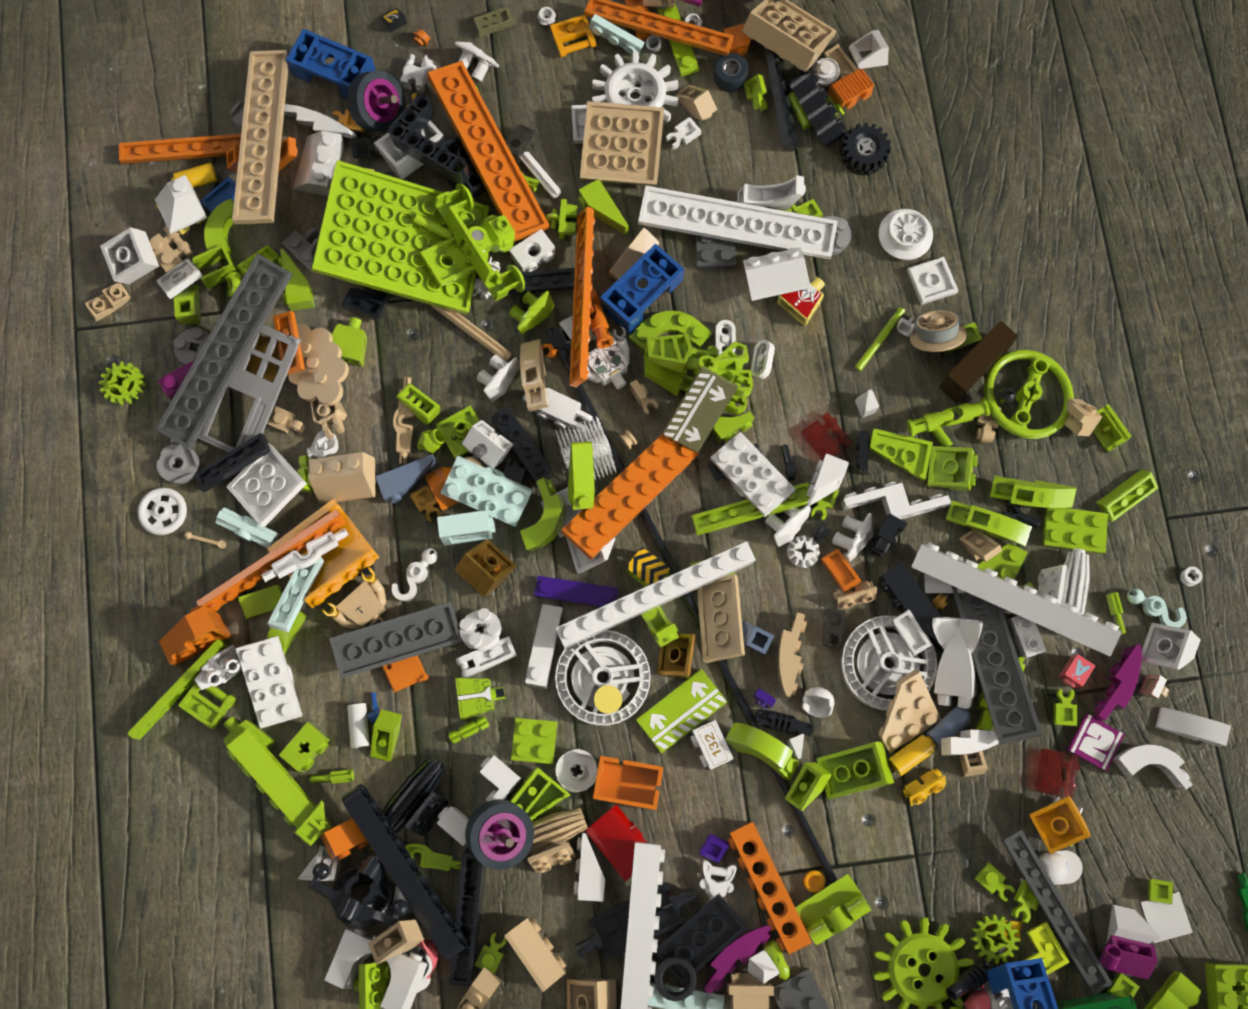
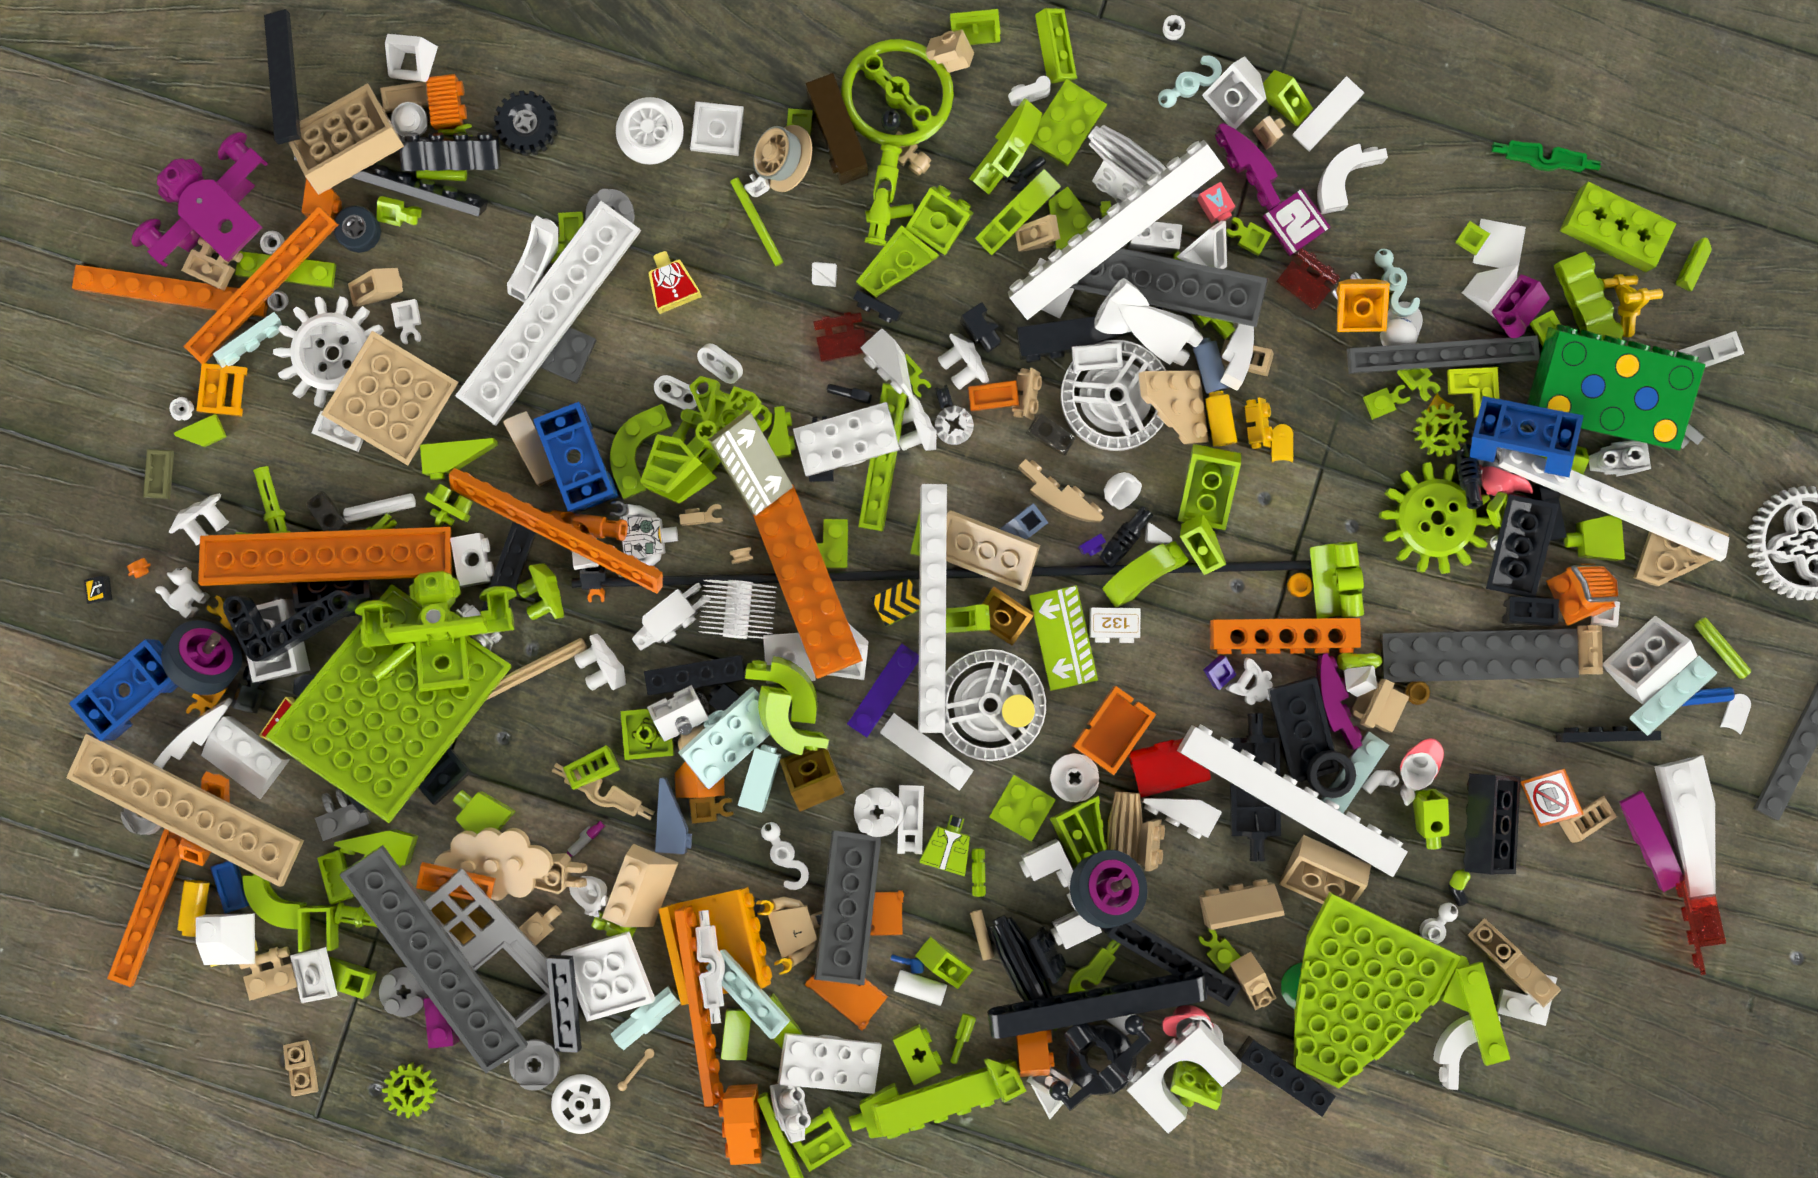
camera: 65 degrees left, 10 degrees up
(129, 256) = (260, 1021): white brick -> none
(326, 678) = (852, 1000): none -> orange door
(366, 424) = (585, 837): none -> piece
(396, 940) = (1165, 1043): tan slope -> none
(421, 755) = (982, 934): none -> tan piece
(431, 440) = (641, 773): lime rock -> none
(500, 107) = (271, 517): none -> lime pin
(523, 511) = (773, 713): none -> arch
(533, 374) = (619, 626): tan slope -> none
(537, 37) = (203, 432): none -> lime tile
(581, 476) = (769, 629): lime slope -> none
(668, 505) = (835, 543): none -> lime plate
(776, 273) = (631, 300): white slope -> none
(895, 501) = (947, 299): white bracket -> none
(918, 814) = (1282, 444): none -> yellow piece
(940, 602) = (1077, 308): pearl gold plate -> none
(1040, 680) = (1208, 248): none -> white slope
(1084, 492) = (1030, 92): none -> white plate
(1090, 845) = (1398, 281): none -> light aqua piece
(1116, 609) = (1171, 126): lime axle -> none
(1187, 688) = (1287, 97): none -> lime slope

